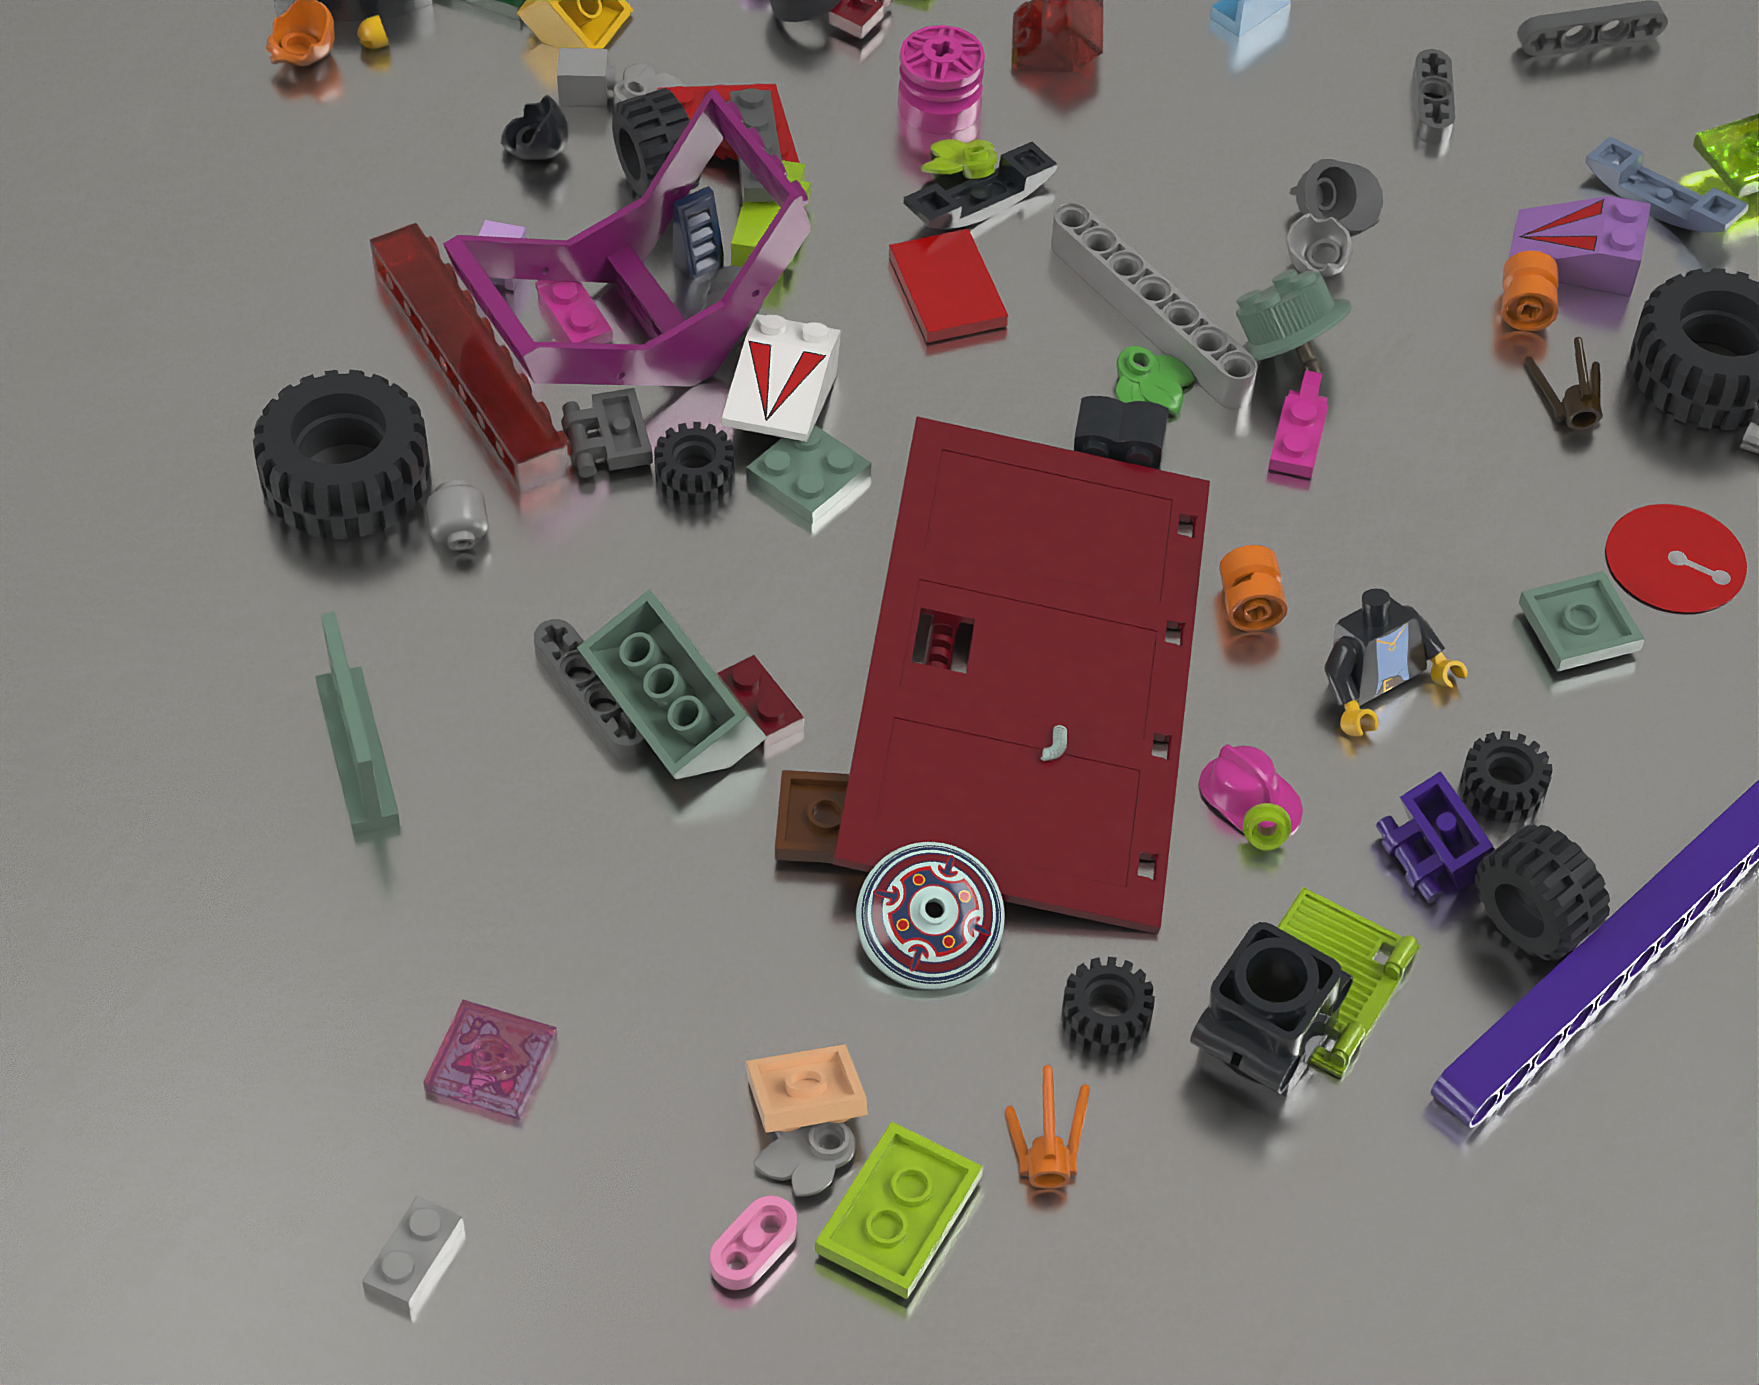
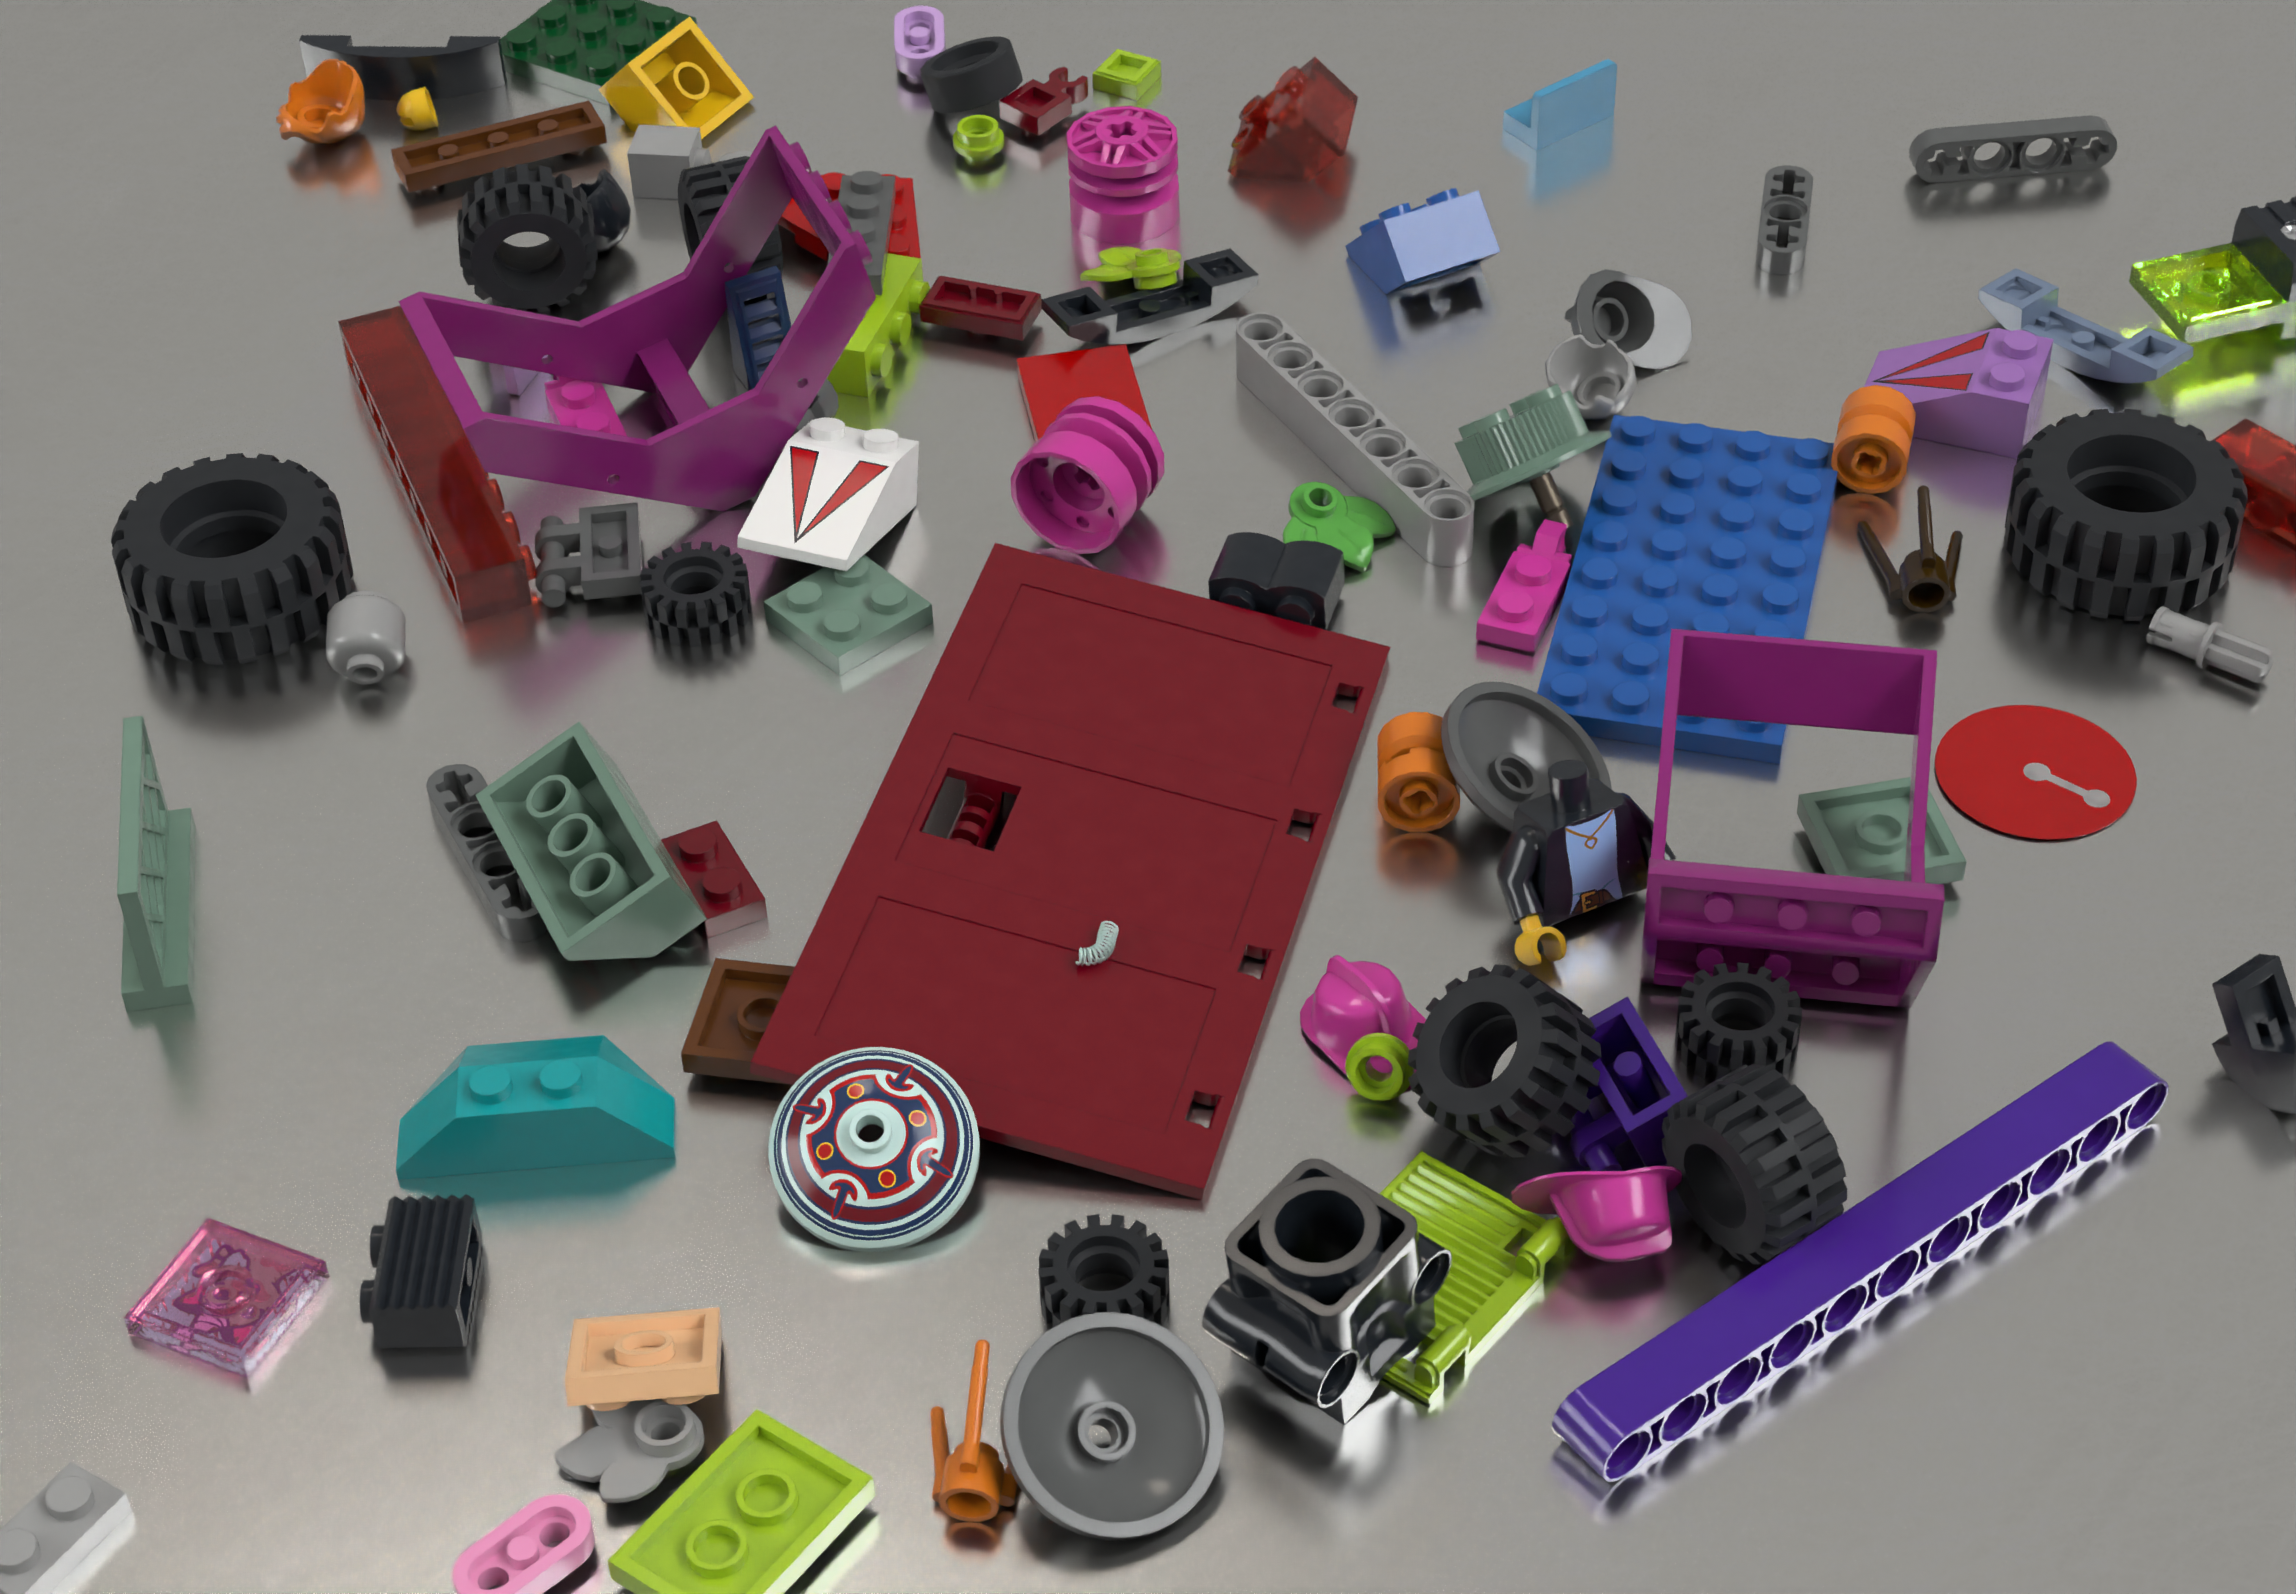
camera: 10 degrees right, 10 degrees down
(446, 65) = (498, 145): none -> reddish brown plate
(501, 160) = (519, 204): none -> black tyre
(632, 1032) = (423, 1272): none -> black brick
(676, 897) = (536, 1110): none -> teal wedge
(817, 43) = (978, 137): none -> lime plate
(852, 200) = (980, 307): none -> dark red plate
(971, 352) = (1087, 475): none -> dark pink wheel
(1168, 1114) = (1148, 1398): none -> dark grey dish
(1175, 130) = (1424, 241): none -> slope
(1323, 571) = (1503, 743): none -> dark grey dish
(1328, 808) = (1540, 1084): none -> black tyre
(1416, 420) = (1687, 537): none -> blue plate
(1446, 934) = (1607, 1212): none -> dark pink piece
(1543, 722) = (1814, 929): none -> magenta window

